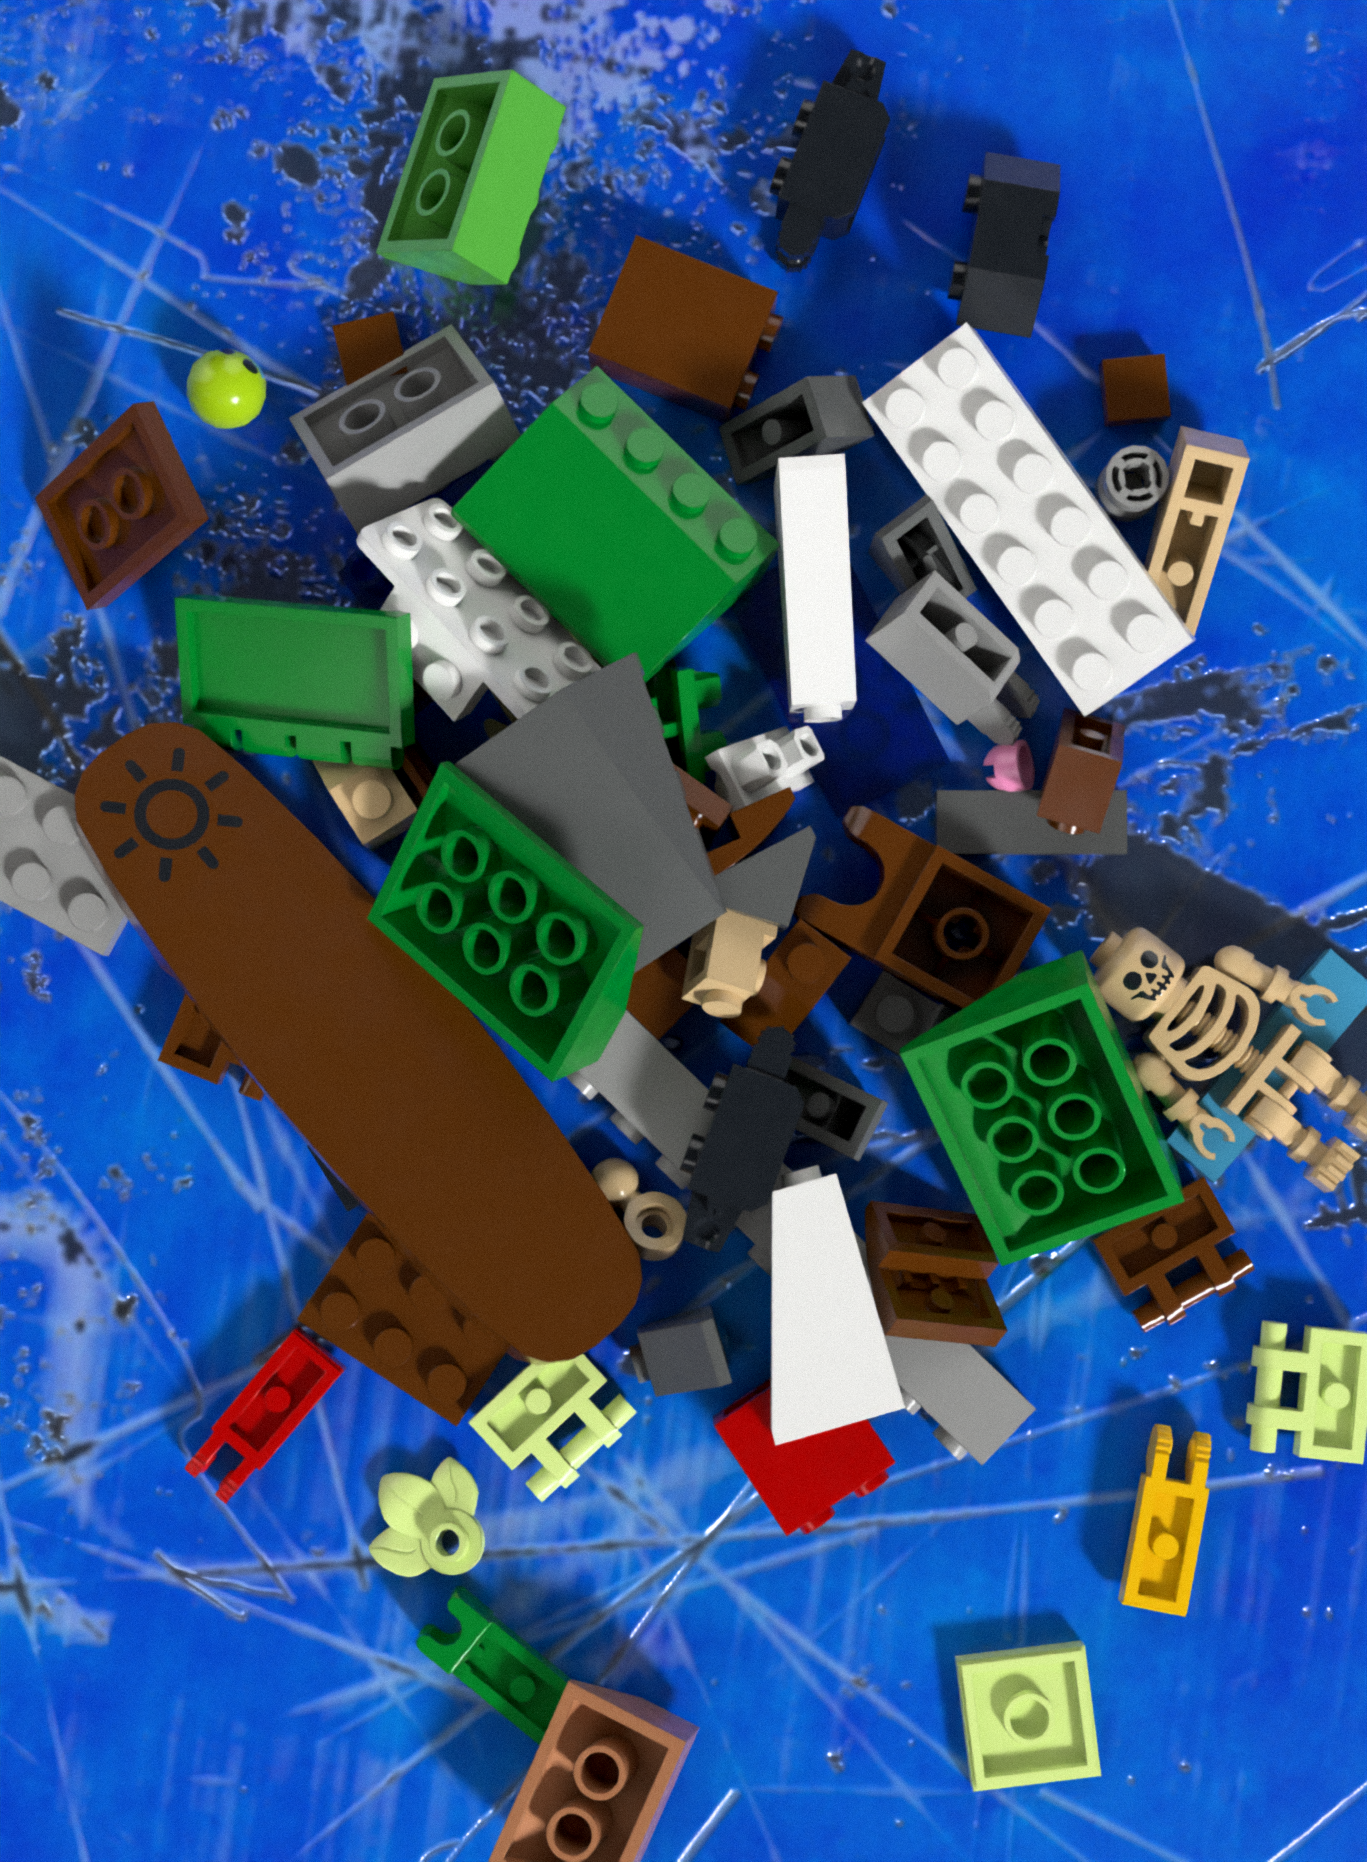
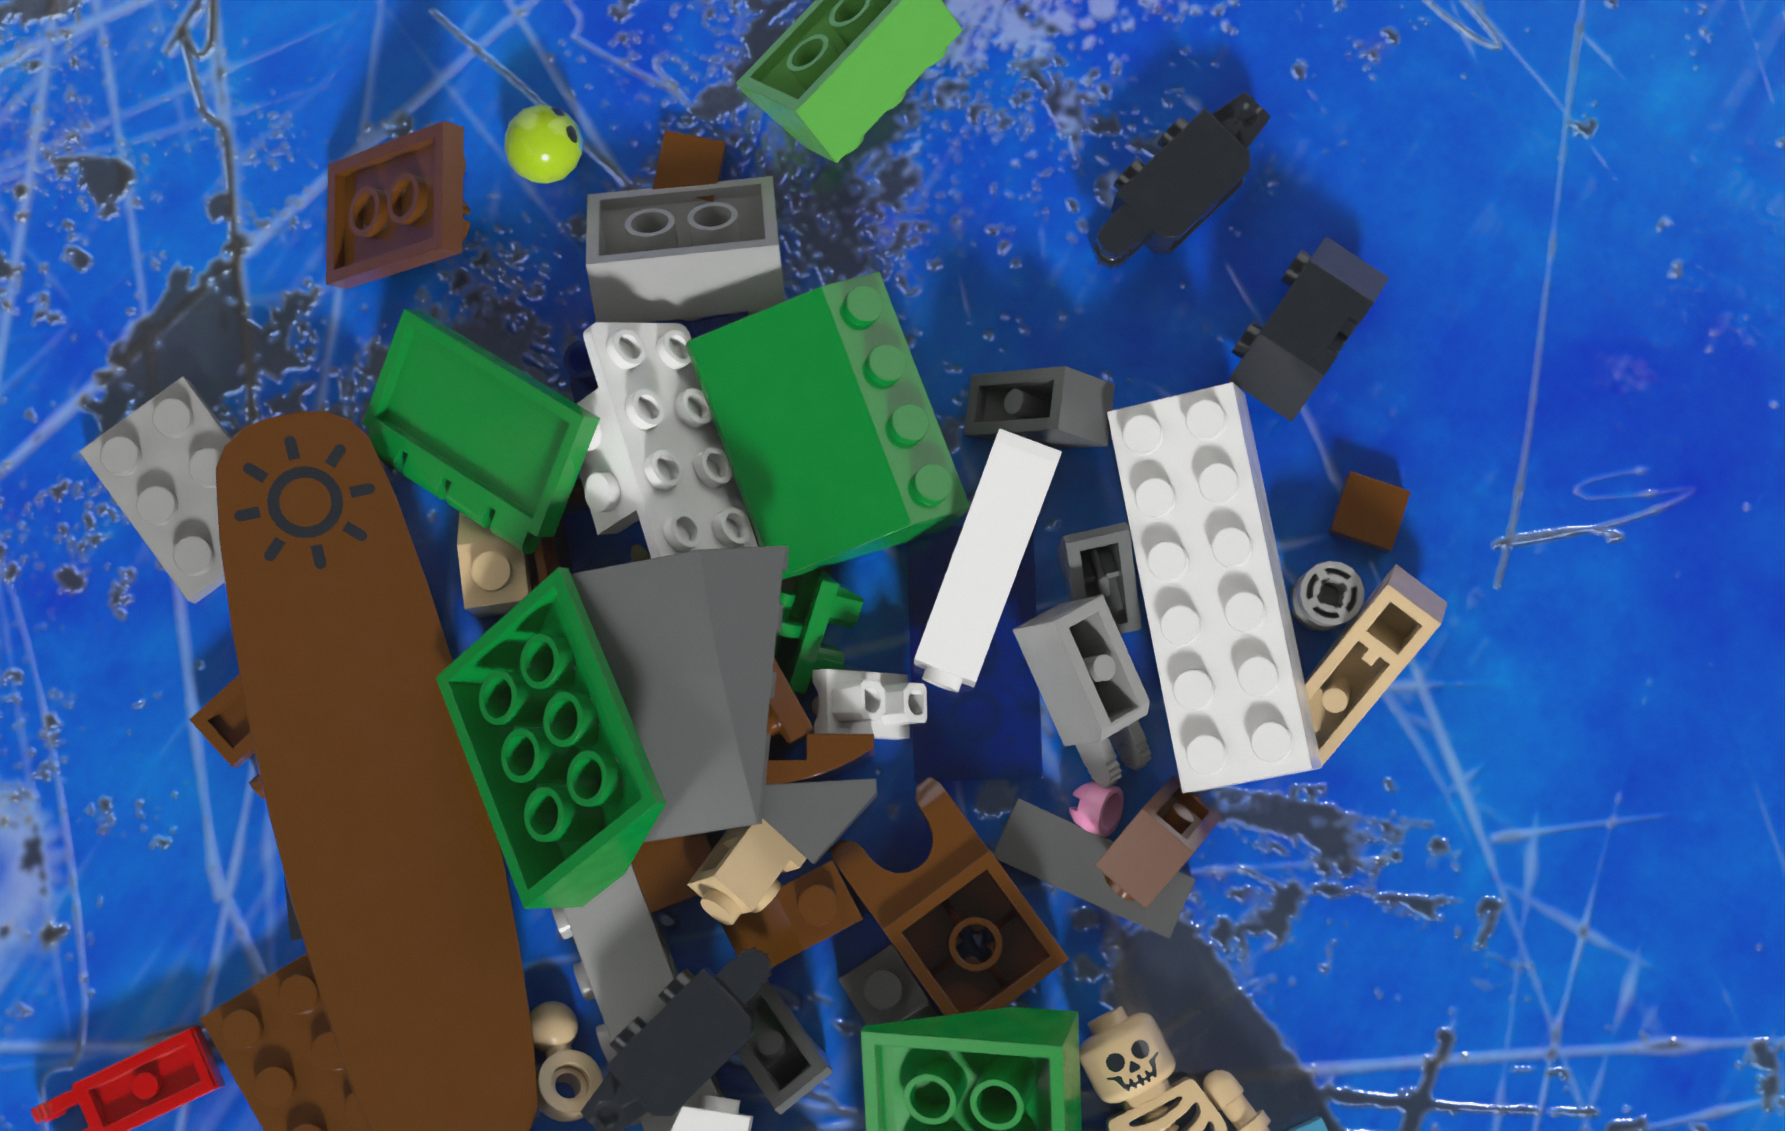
camera: 30 degrees right, 5 degrees down
(685, 330) = (979, 275): reddish brown brick -> none

